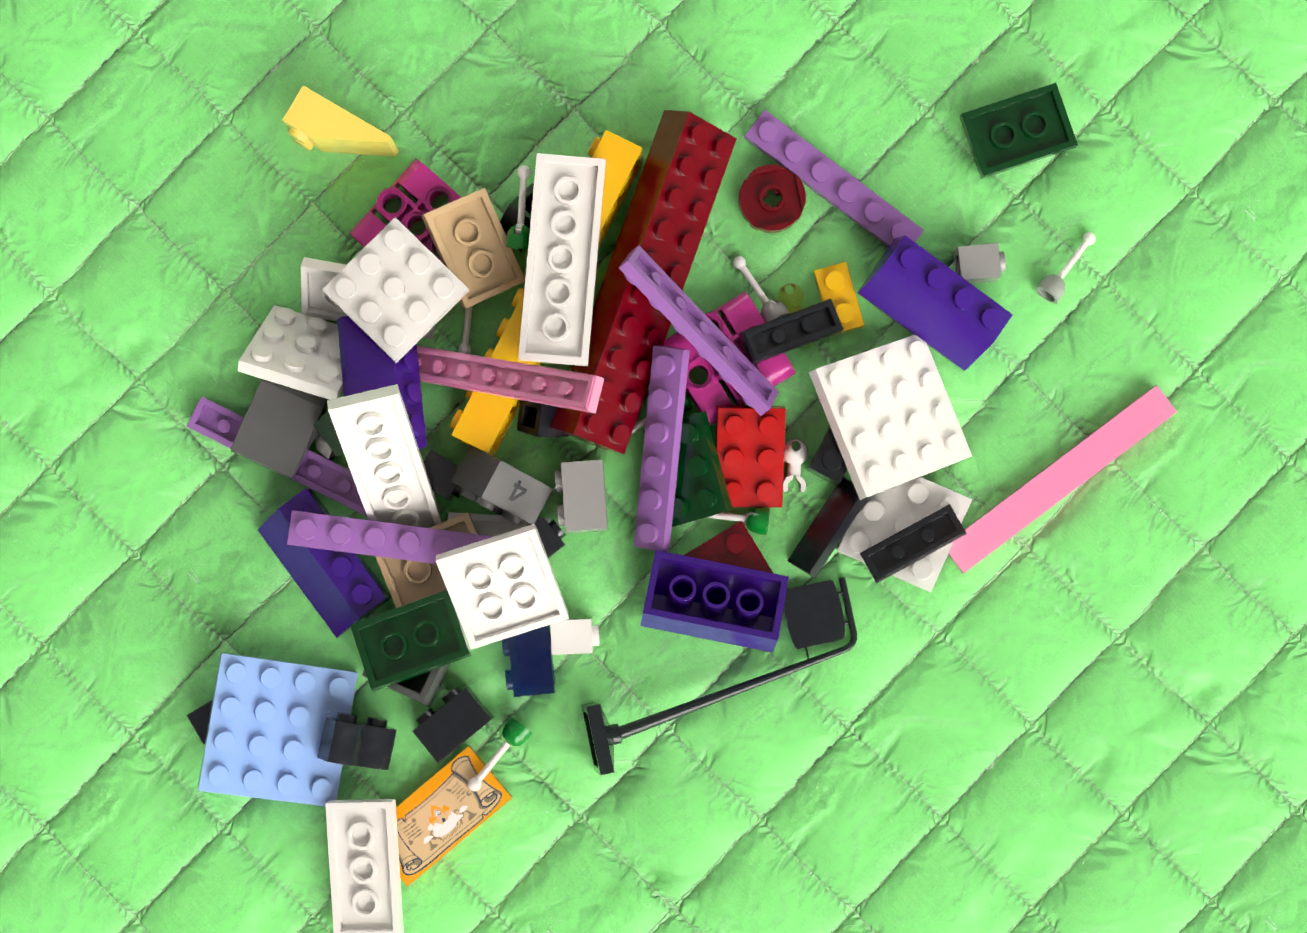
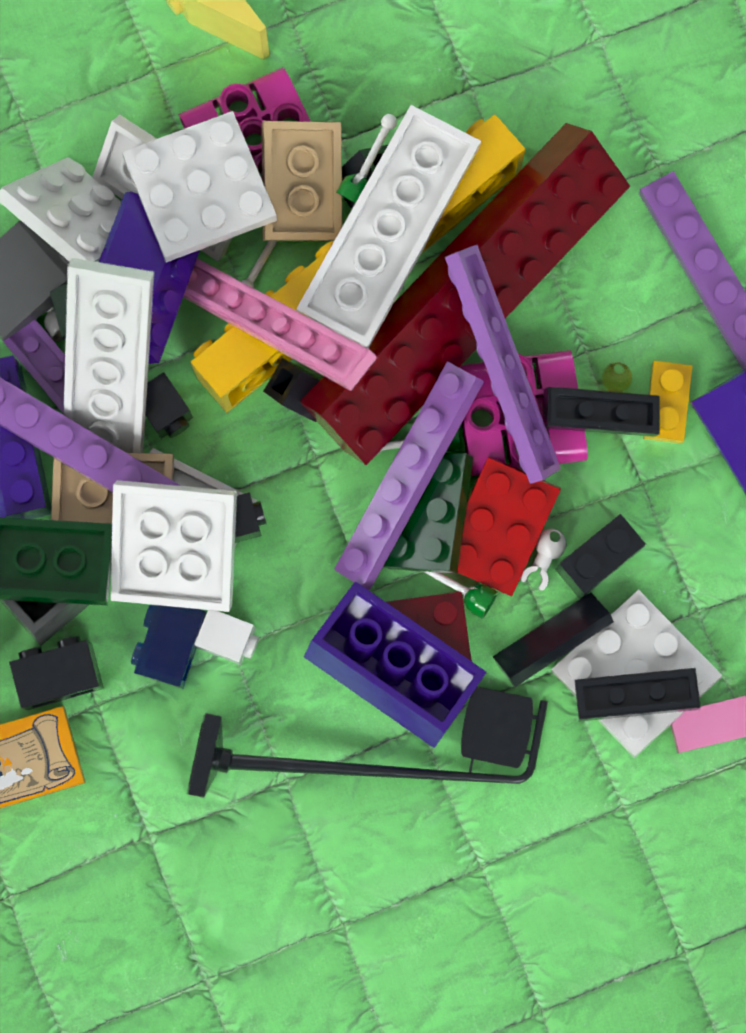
camera: 25 degrees right, 5 degrees down
(500, 487) = (219, 441): dark grey brick -> none
(514, 735) = (116, 715): hinge -> none
(582, 496) = (302, 491): light grey brick -> none
(771, 309) = (589, 379): hinge -> none
(783, 183) = (659, 254): dark red plate -> none
(890, 415) = (670, 546): white plate -> none

